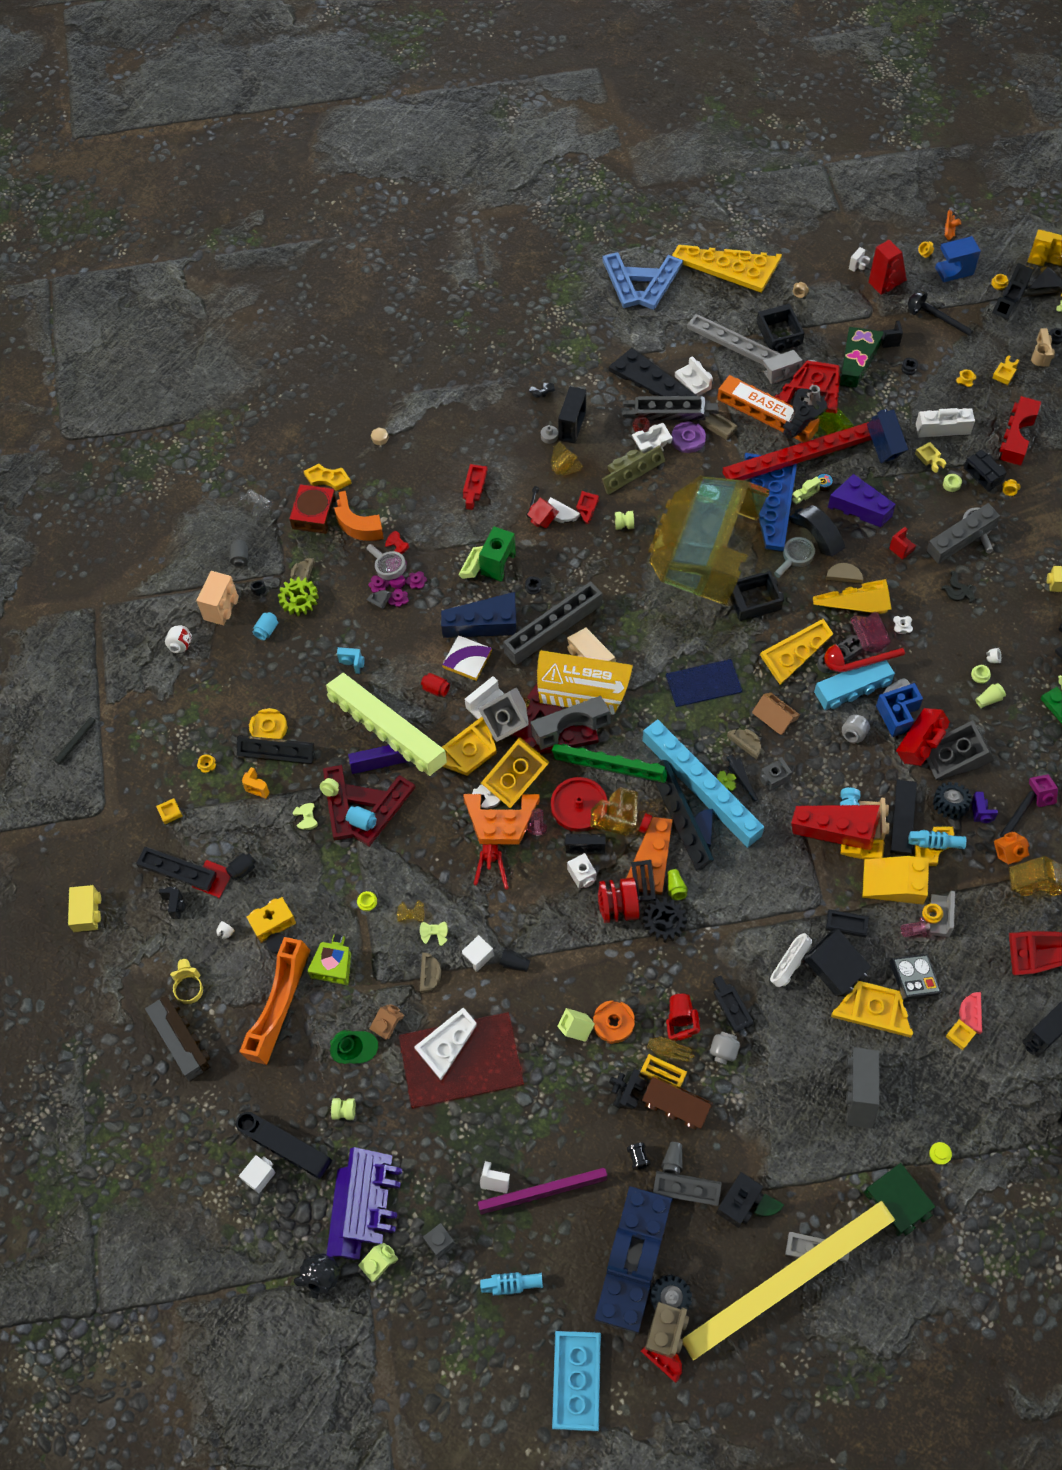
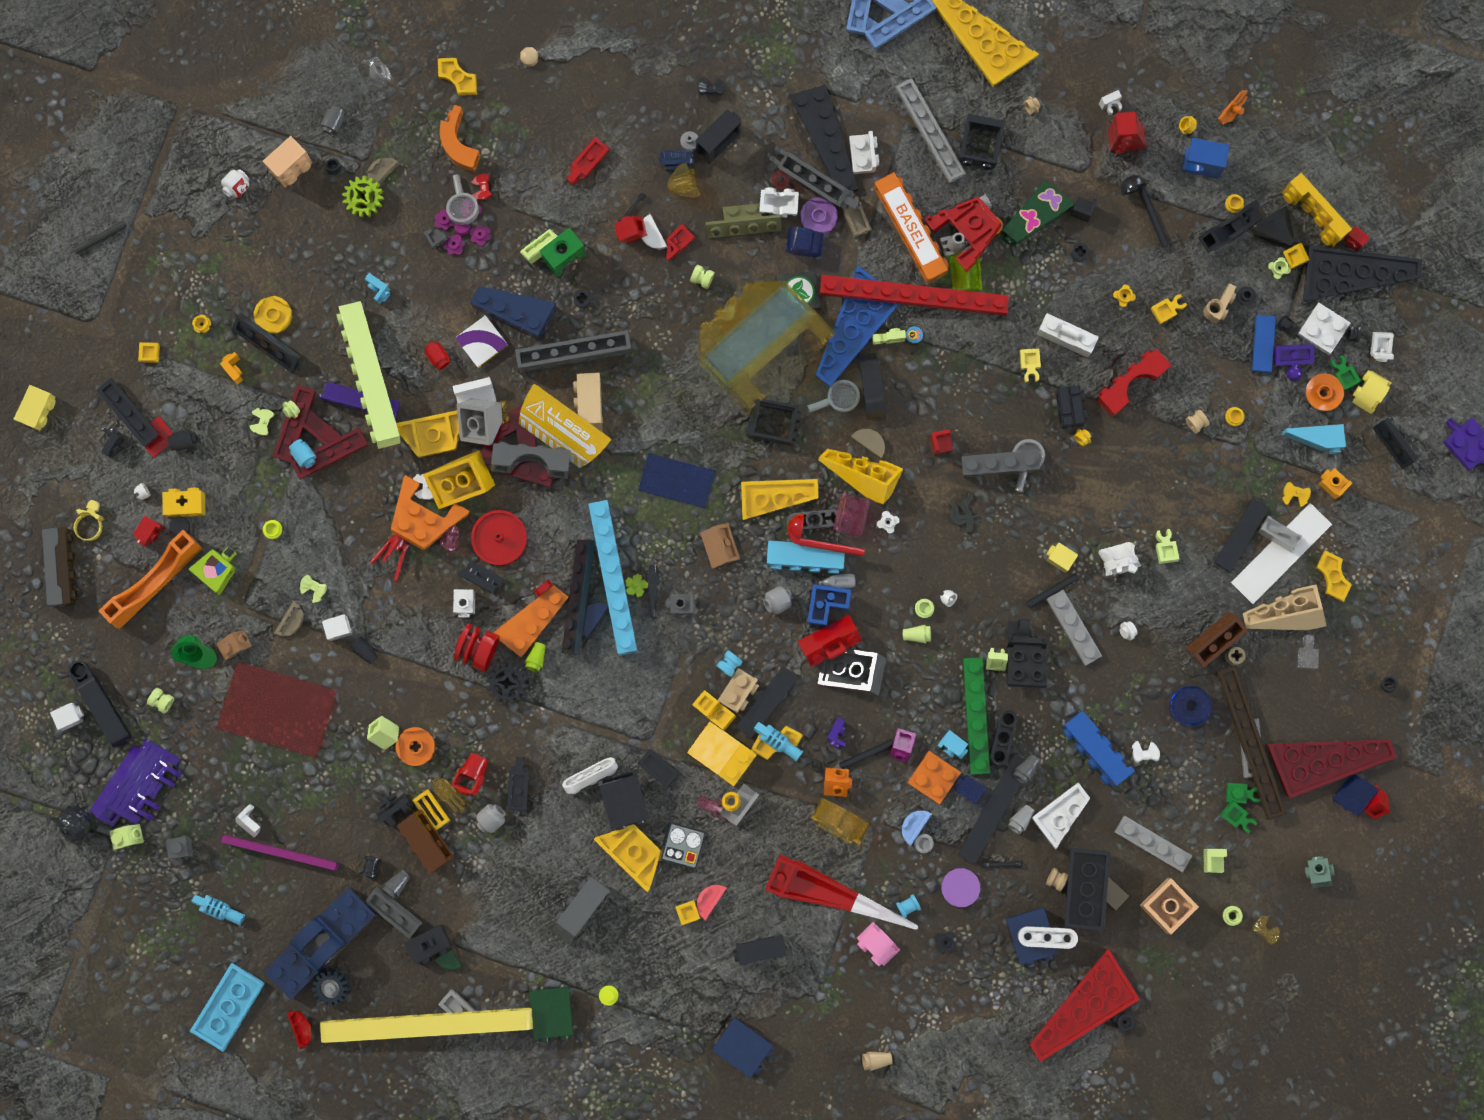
camera: 25 degrees right, 20 degrees up
(249, 960) = (147, 531): none -> red brick
(265, 626) = (319, 211): medium azure brick -> none
(312, 508) = (423, 106): reddish brown panel -> none
(417, 914) = (308, 563): clear yellow piece -> none
(446, 1042) = (270, 690): white wing -> none
(545, 449) = (674, 158): none -> dark blue piece
(609, 763) = (548, 522): green plate -> none
(618, 813) = (522, 571): clear yellow brick -> none
(645, 898) = (508, 624): black tile -> none
(666, 1330) = (309, 1011): dark tan bracket -> none
(690, 456) = (804, 242): none -> clear blue piece
(747, 741) = (679, 558): dark tan tile -> none
(782, 366) = (955, 186): light grey hinge -> none
(802, 414) = (931, 258): black animal -> none
(838, 823) = (704, 683): red wedge -> none
(863, 501) = (932, 377): dark purple wedge -> none
(887, 435) = (995, 325): dark blue brick -> none
(952, 482) = (1033, 401): yellowish green tile -> none
(952, 800) = (816, 712): black wheel -> none

